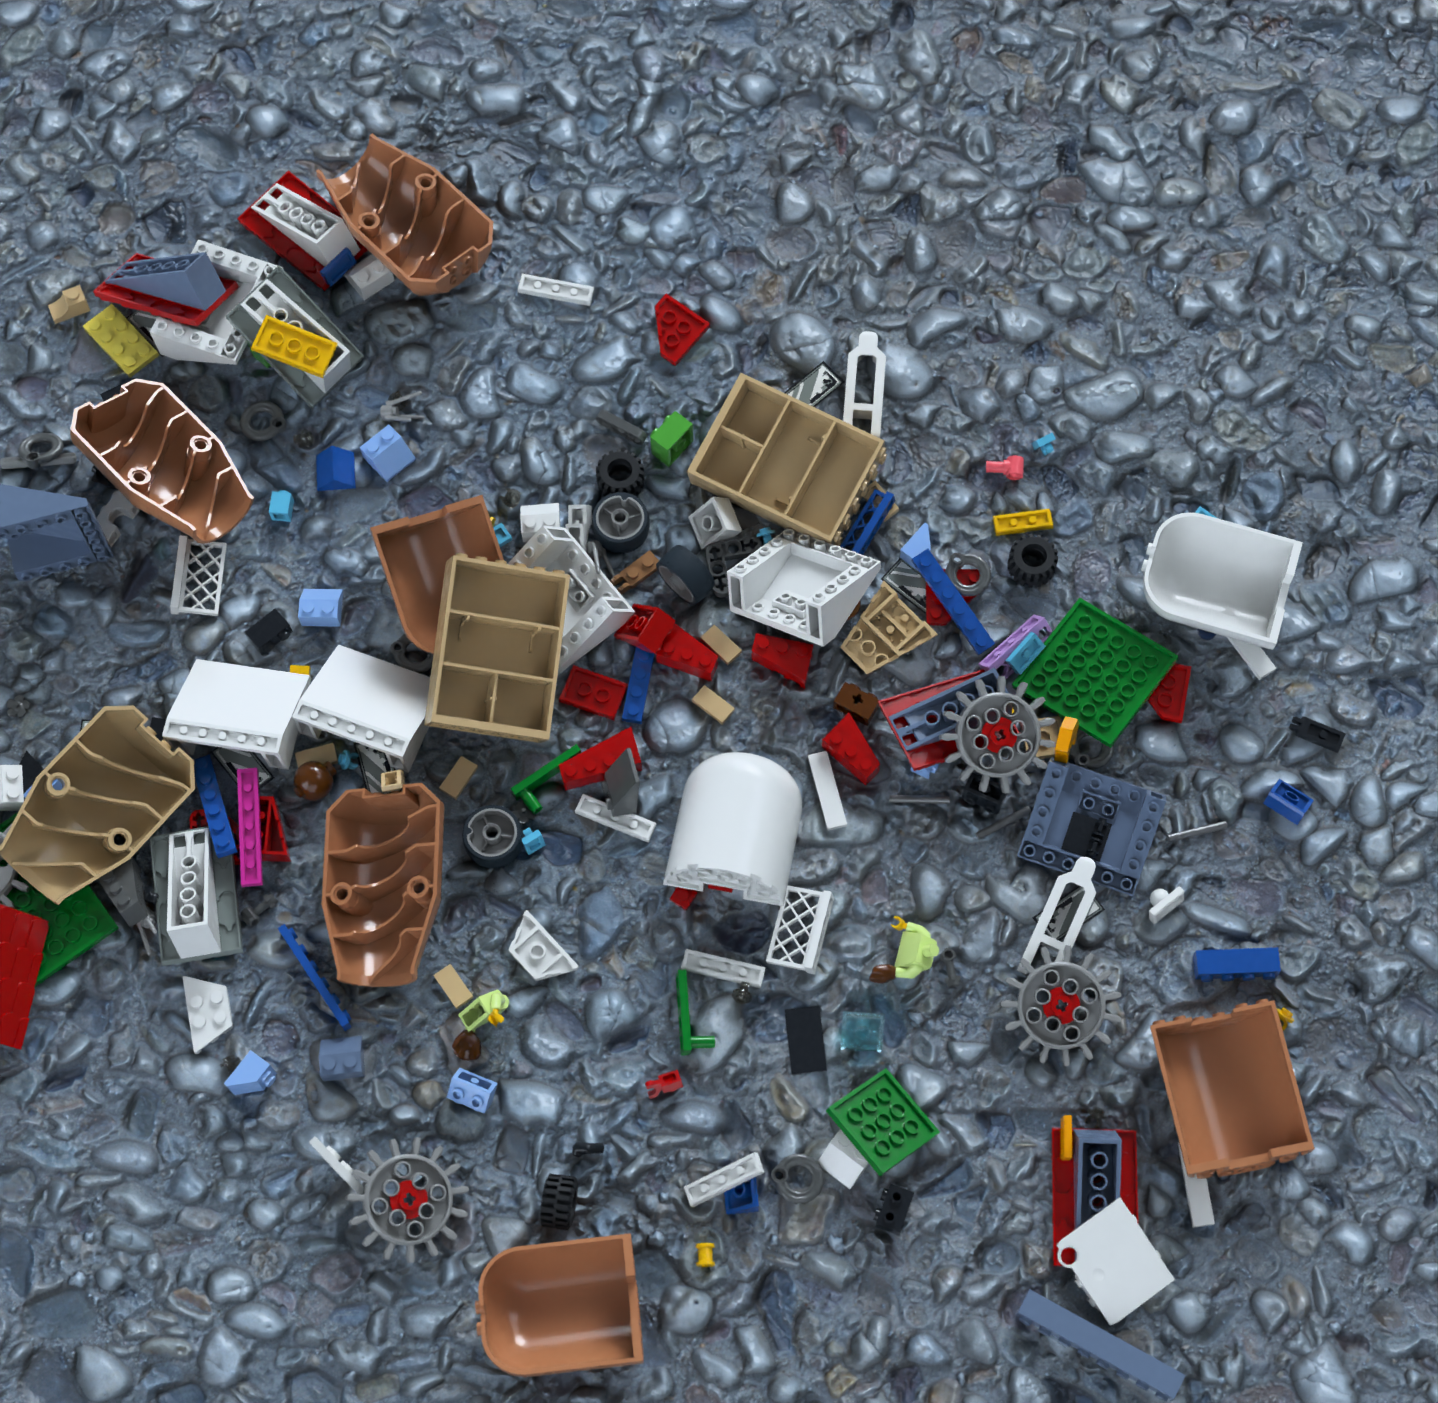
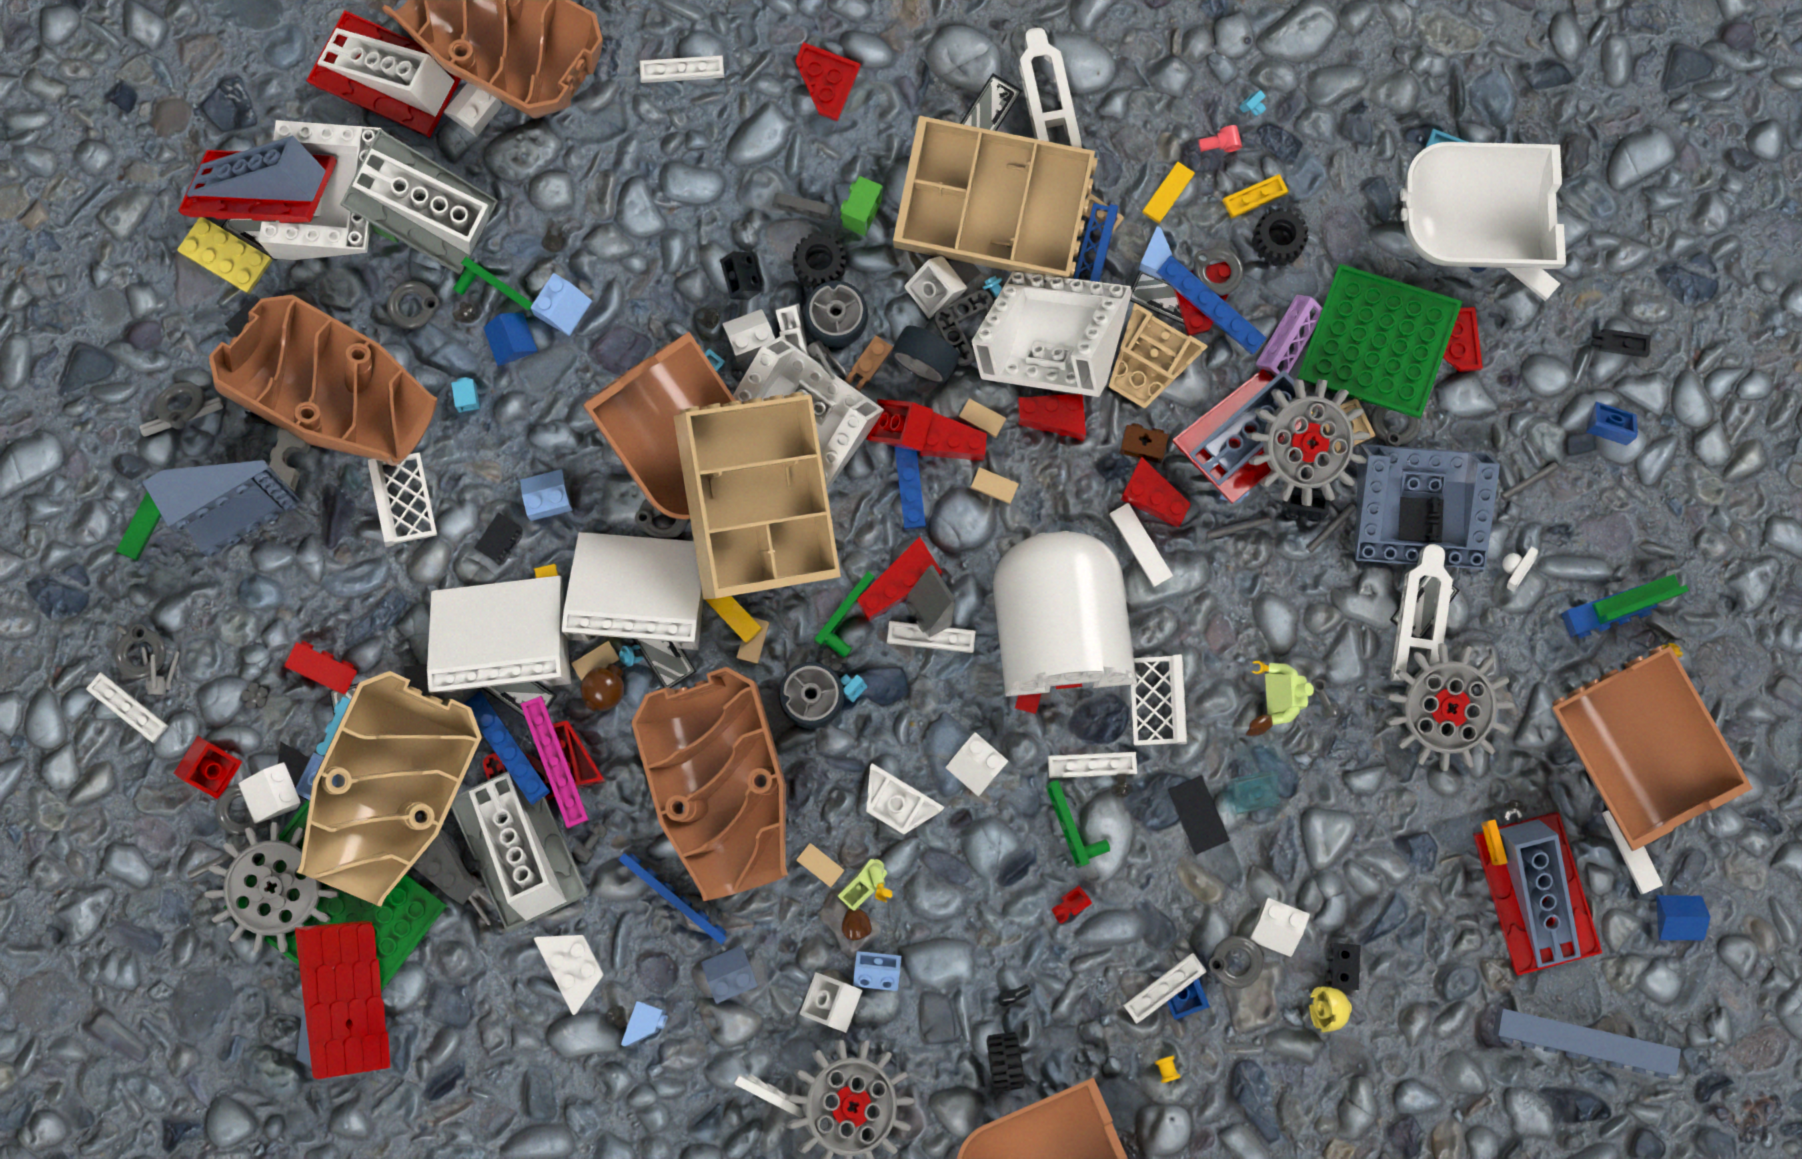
camera: 20 degrees left, 10 degrees up
(69, 305) = (153, 230): tan arch -> none
(78, 694) = (320, 667): none -> red wedge
(294, 346) = (426, 217): yellow tile -> none
(322, 406) = (473, 270): none -> green piece
(338, 266) = (437, 107): blue tile -> none
(391, 412) = (549, 258): light grey plant -> none
(392, 780) = (690, 669): tan slope -> none
(423, 1107) = (830, 1002): none -> white slope
(448, 751) = (736, 617): none -> yellow tile
(548, 469) = (741, 275): none -> black brick
(593, 692) = (865, 507): red tile -> none
(620, 937) = (976, 764): none -> white slope
(871, 1243) = (1330, 1009): none -> light yellow cylinder
(882, 1122) = (1307, 881): green plate -> none
(946, 499) = (1168, 192): none -> yellow tile
(1025, 653) = (1303, 340): medium azure plate -> none
(1066, 738) = (1376, 425): light orange piece -> none
(1115, 1262) = (1579, 956): white piece -> none
(1224, 1259) = (1682, 917): none -> blue slope
(1263, 958) = (1638, 599): none -> green fence

